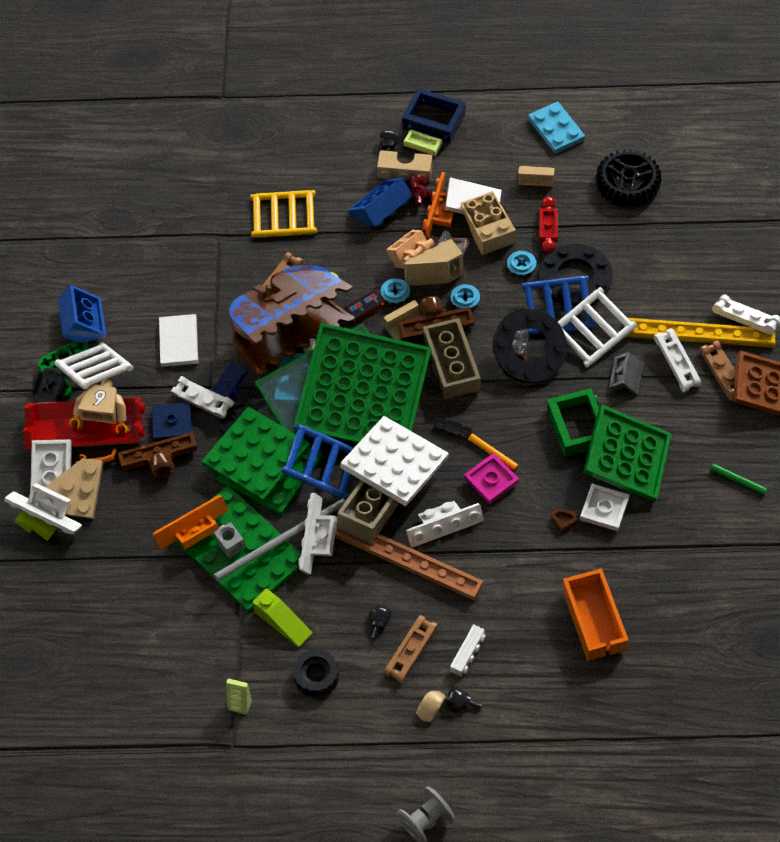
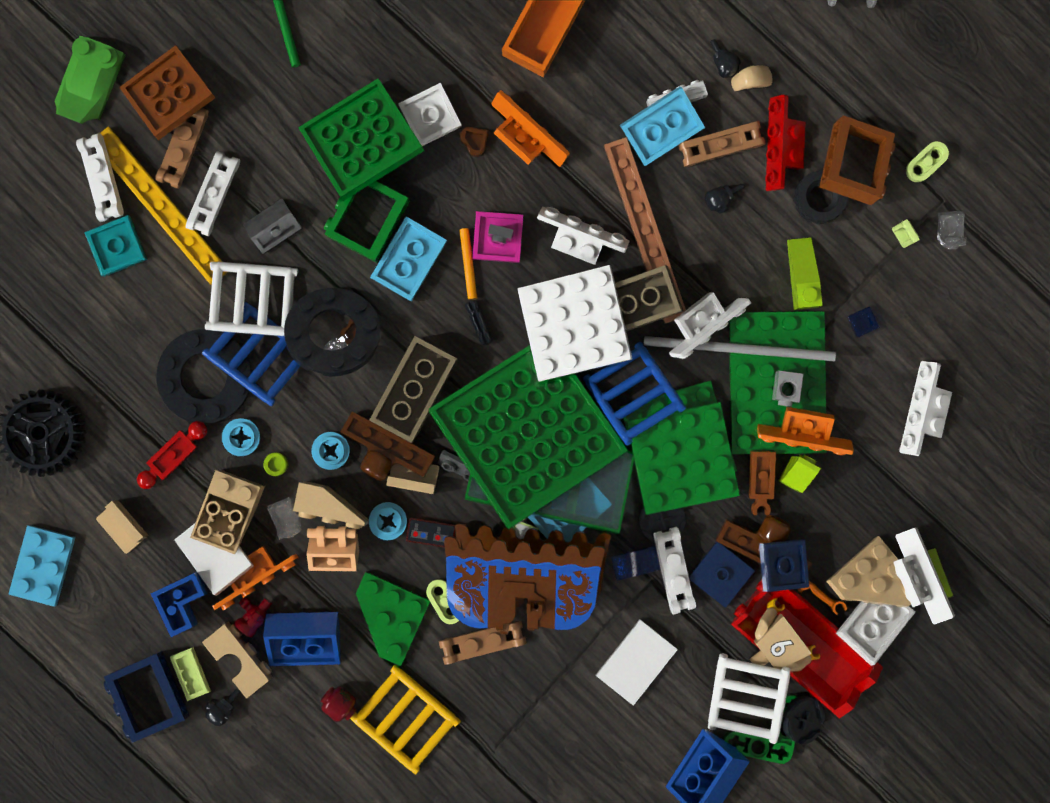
camera: 140 degrees left, 30 degrees up
(126, 611) = (927, 409): none -> white bracket
(137, 445) = (784, 565): none -> dark blue plate
(175, 504) = (799, 473): none -> lime slope
(195, 485) = (762, 479): none -> dark orange plate
(209, 726) = (951, 229): none -> clear bracket
(217, 627) = (863, 322): none -> clear blue tile
(266, 757) = (926, 162): none -> yellowish green plate
(292, 718) = (830, 177): none -> dark orange window
(327, 189) = (338, 704): none -> dark red head
(343, 252) = (391, 615): none -> green plate
(370, 685) = (784, 144): none -> red bracket
(458, 621) = (662, 126): none -> medium azure plate
(464, 160) = (174, 603): none -> blue brick
(488, 267) = (275, 464): none -> lime tile
(490, 473) = (500, 234): none -> dark grey plate
(530, 423) = (408, 259): none -> medium azure plate
(537, 542) = (524, 134): none -> orange bracket
(698, 294) = (115, 246): none -> teal tile

